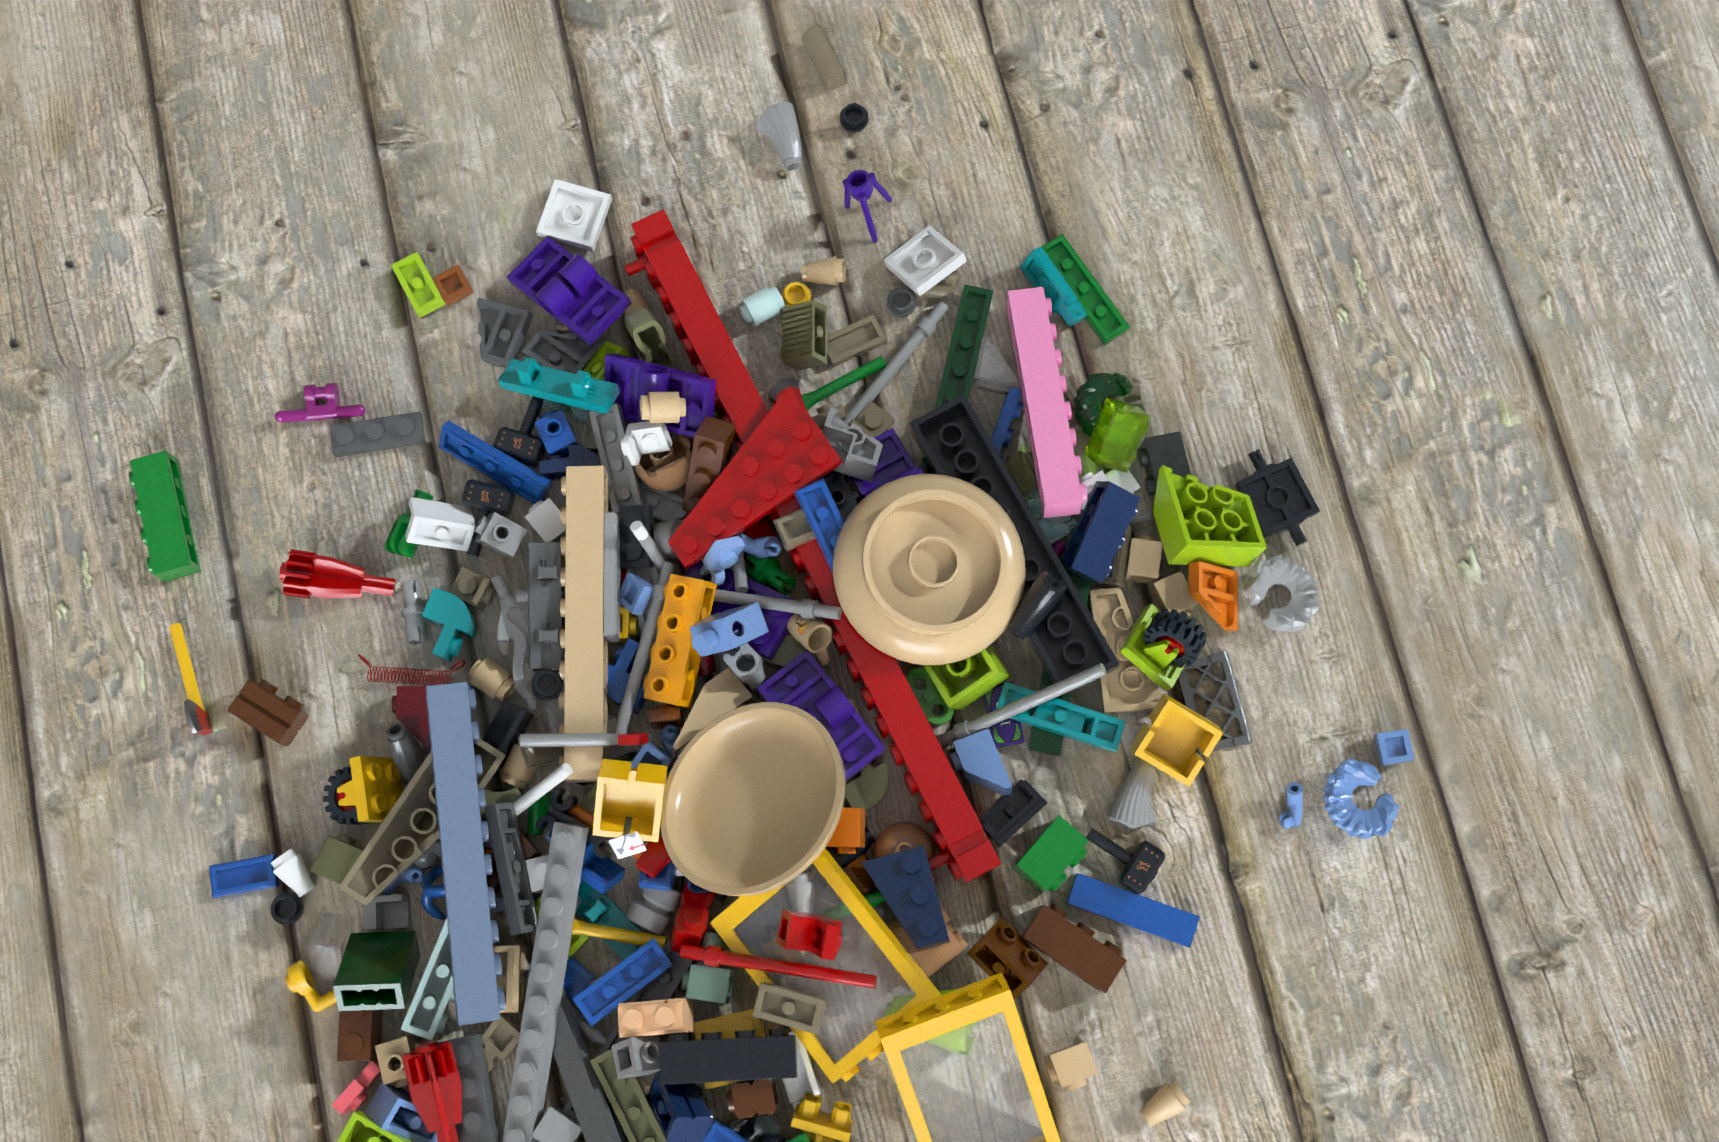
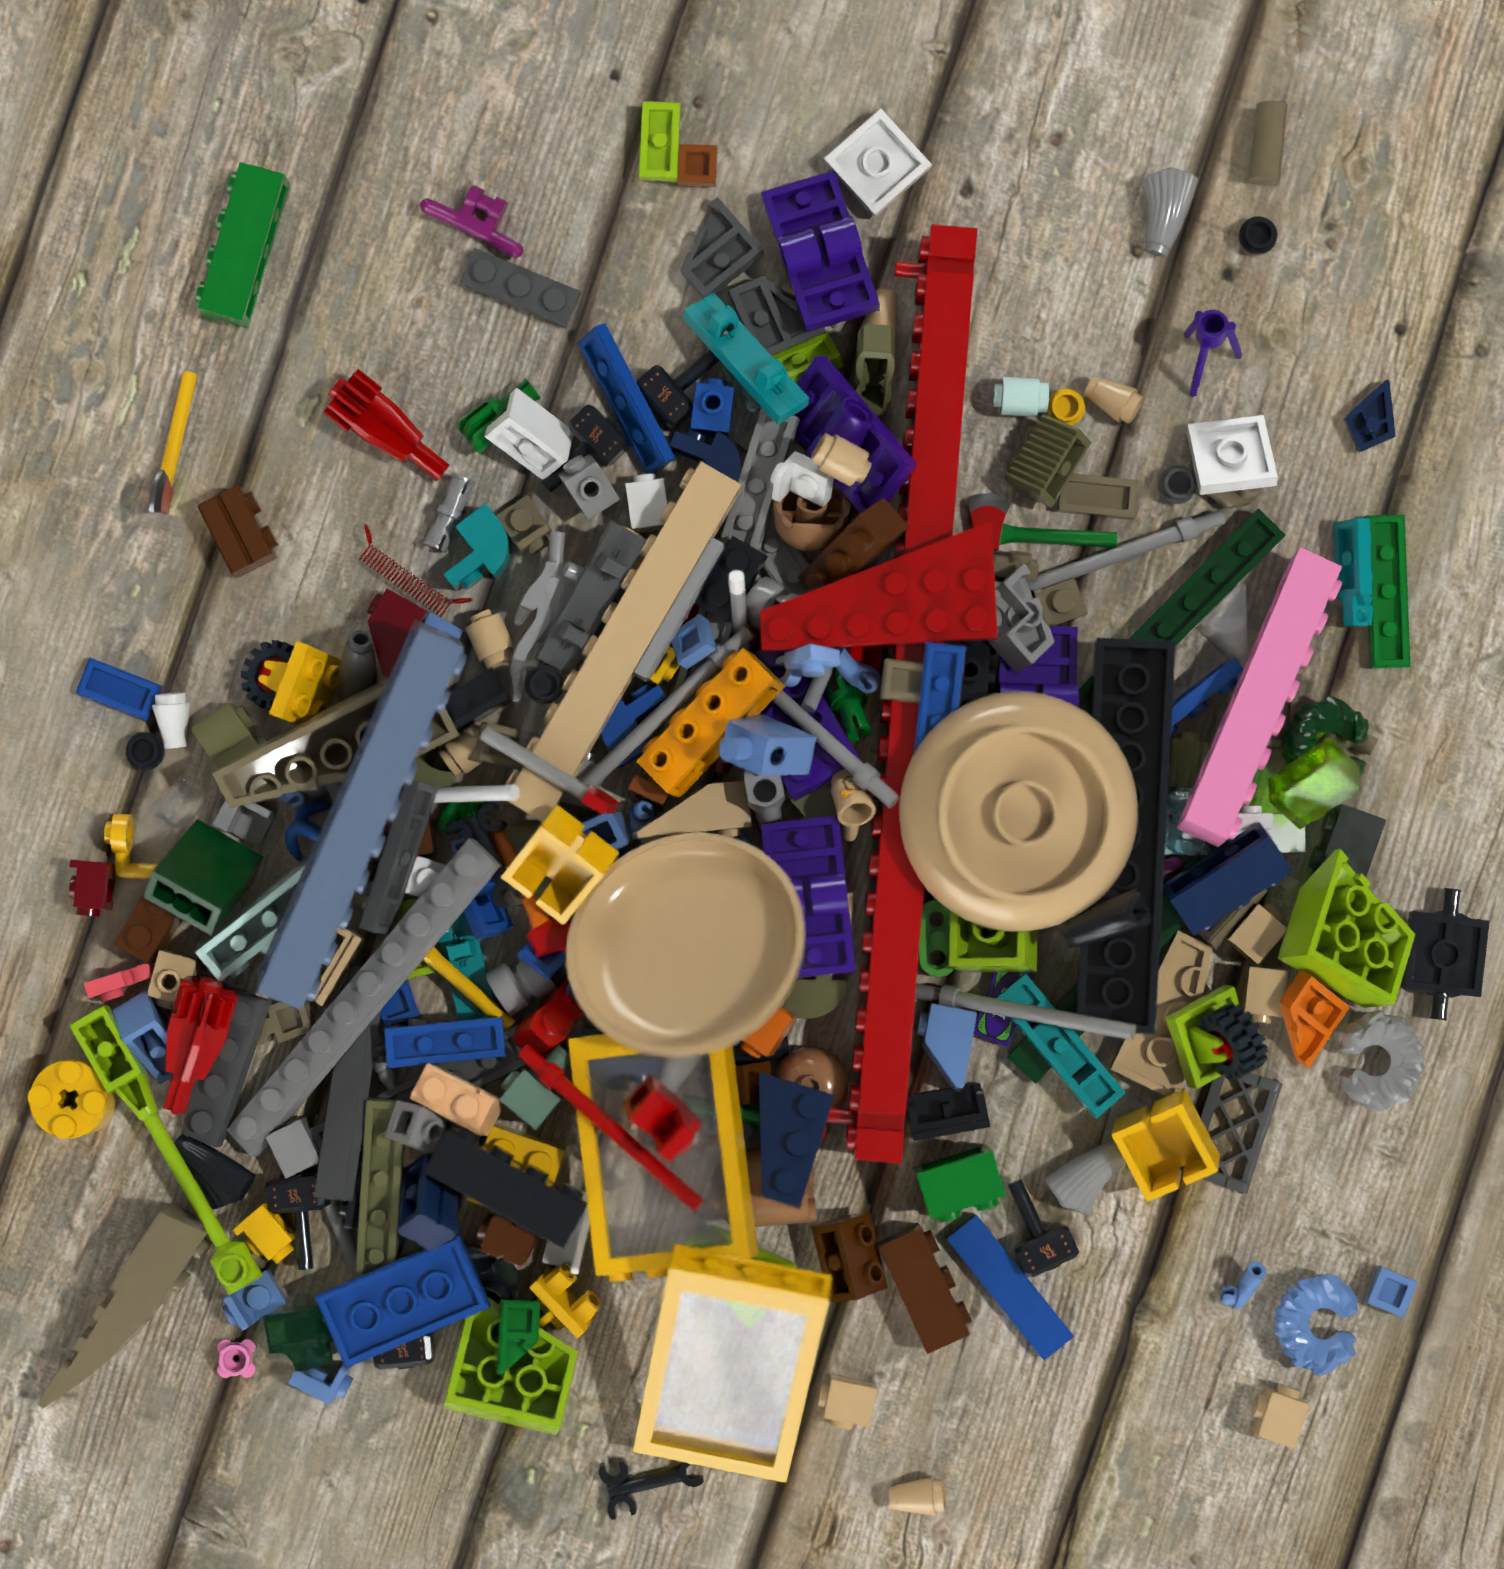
camera: 30 degrees right, 10 degrees up
(300, 1030) = (92, 887): none -> dark red brick
(627, 845) = (530, 909): white sticker -> none
(789, 1007) = (598, 1176): dark tan plate -> none
(1002, 187) = (1372, 419): none -> dark blue piece
(1376, 881) = (1279, 1415): none -> tan brick

